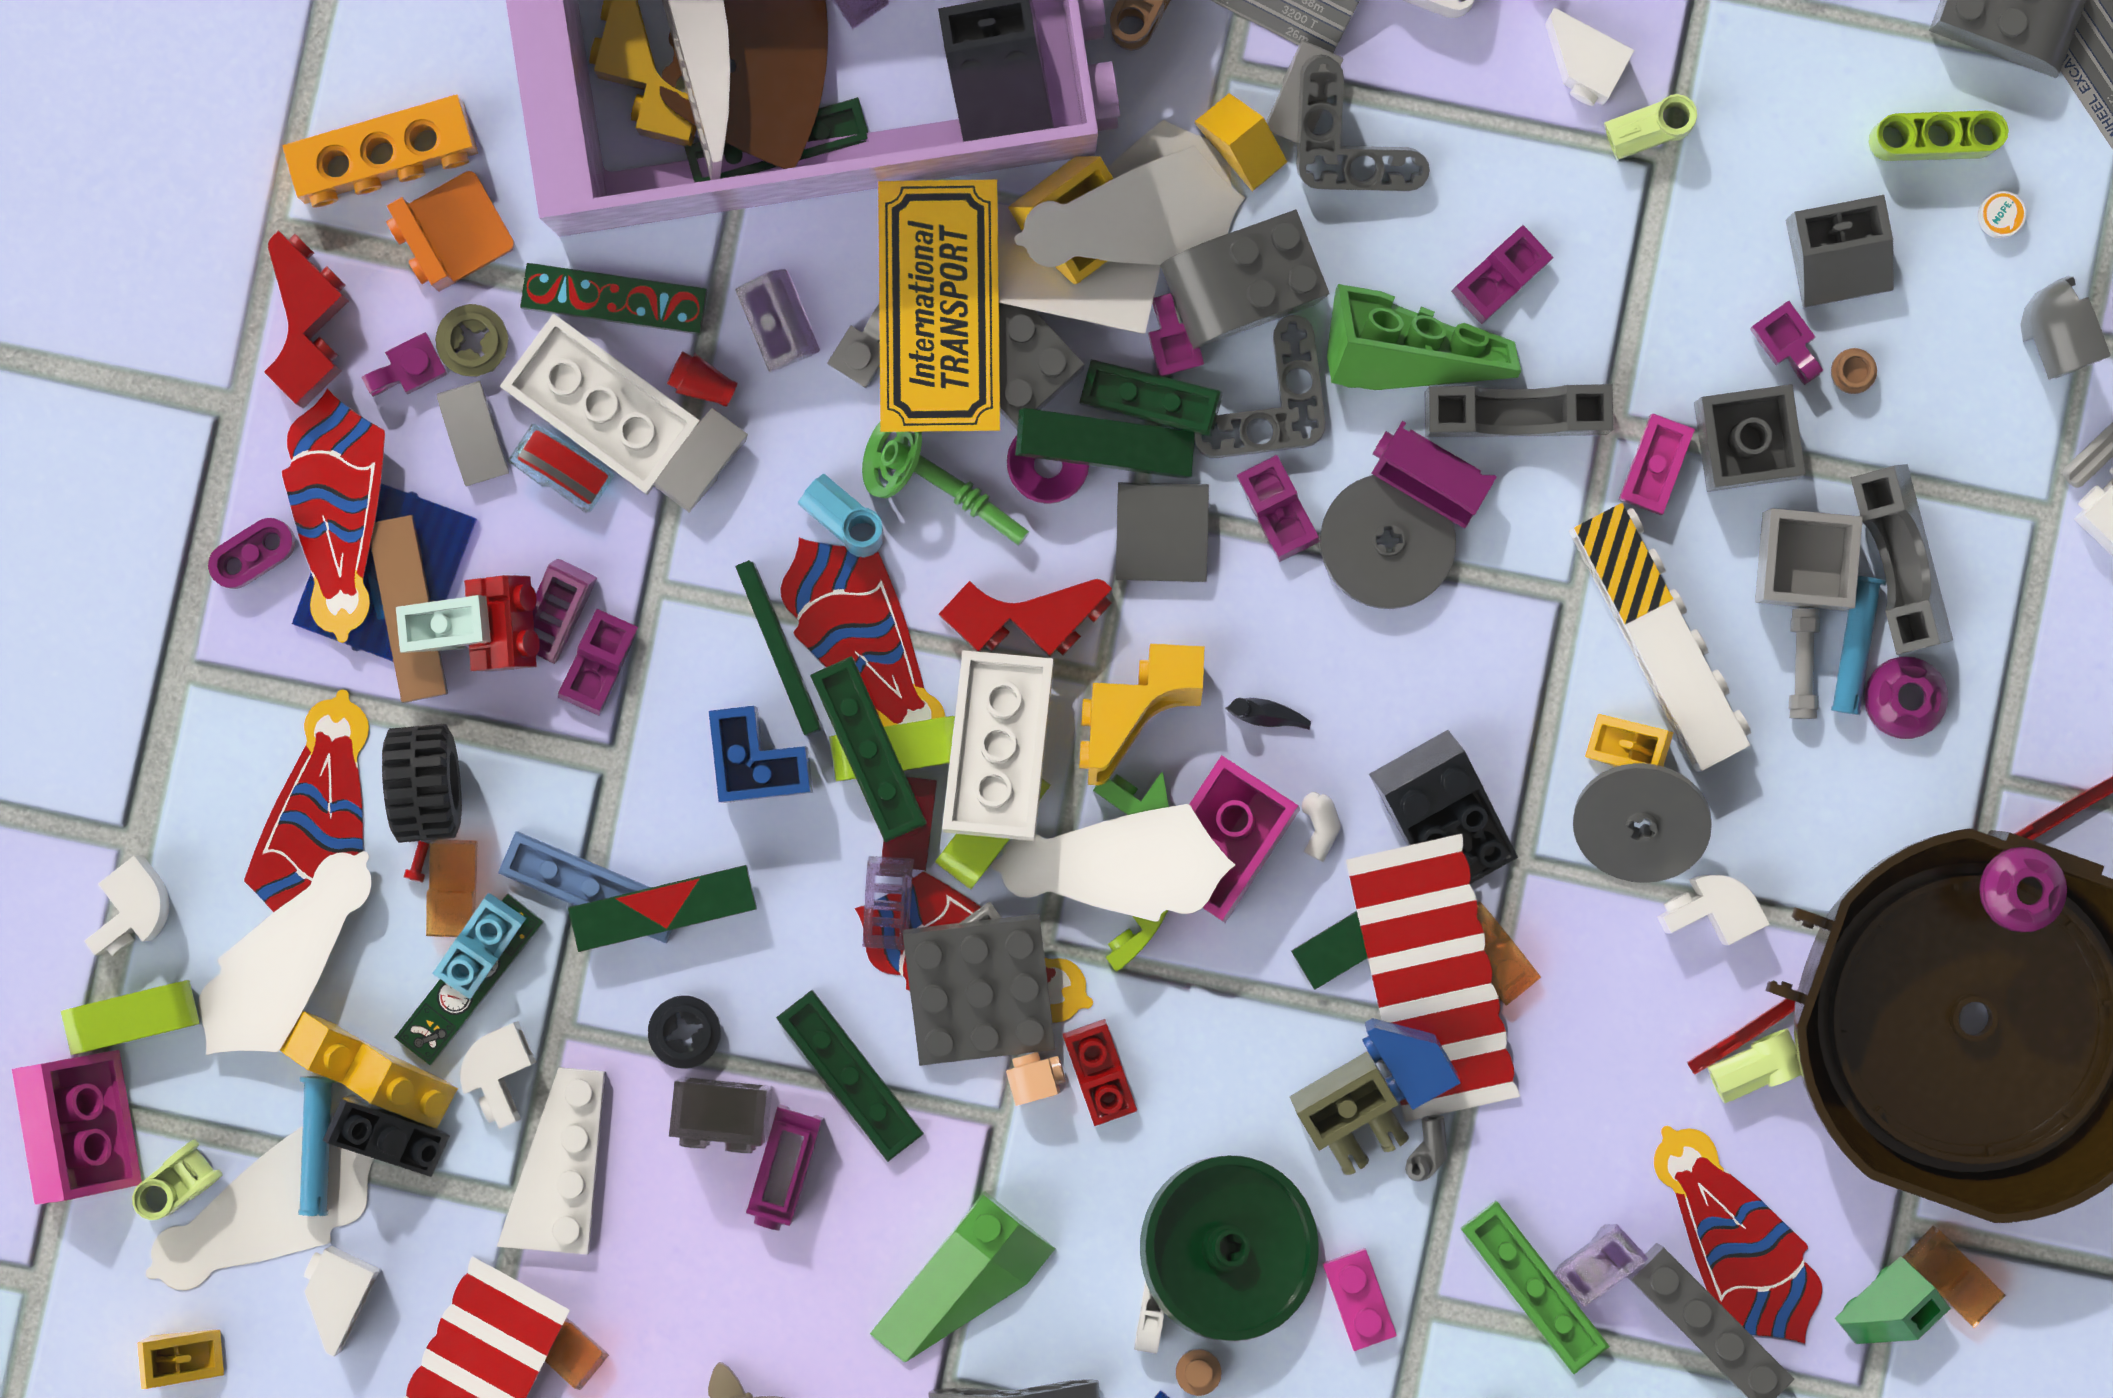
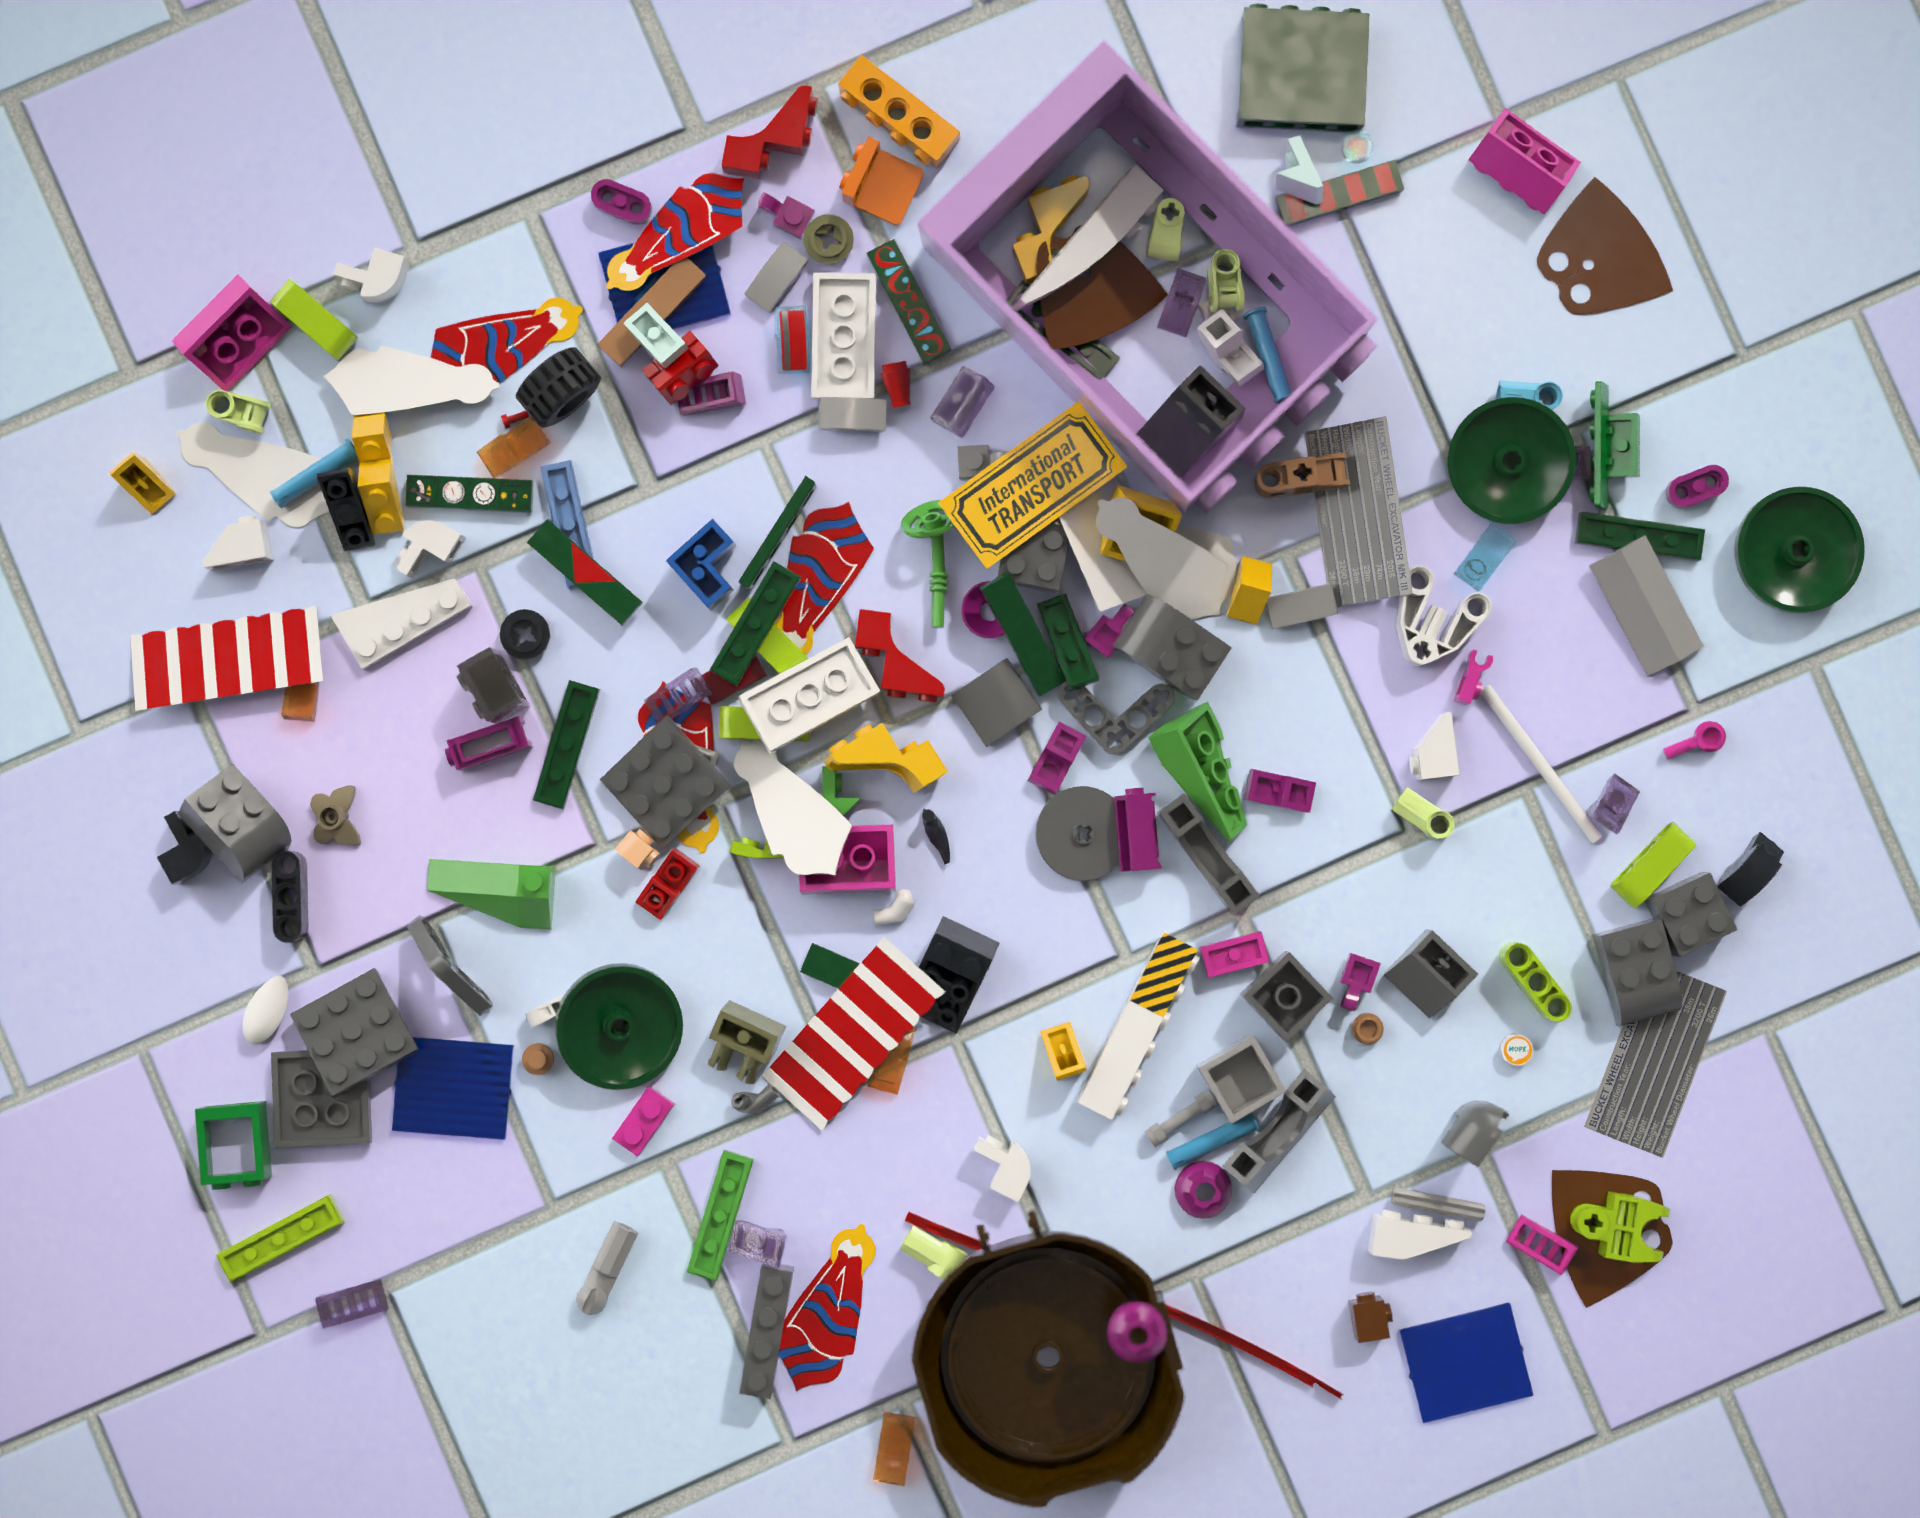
camera: 50 degrees right, 0 degrees up
(479, 946) = (491, 485): medium azure slope -> none
(597, 662) = (698, 438): magenta slope -> none
(840, 513) = (877, 514): medium azure piece -> none
(1329, 143) = (1282, 640): dark grey beam -> none
(1415, 1060) = (799, 1055): blue slope -> none
(1630, 794) = (1037, 1072): dark grey piece -> none
(1893, 1307) = (851, 1426): slope -> none

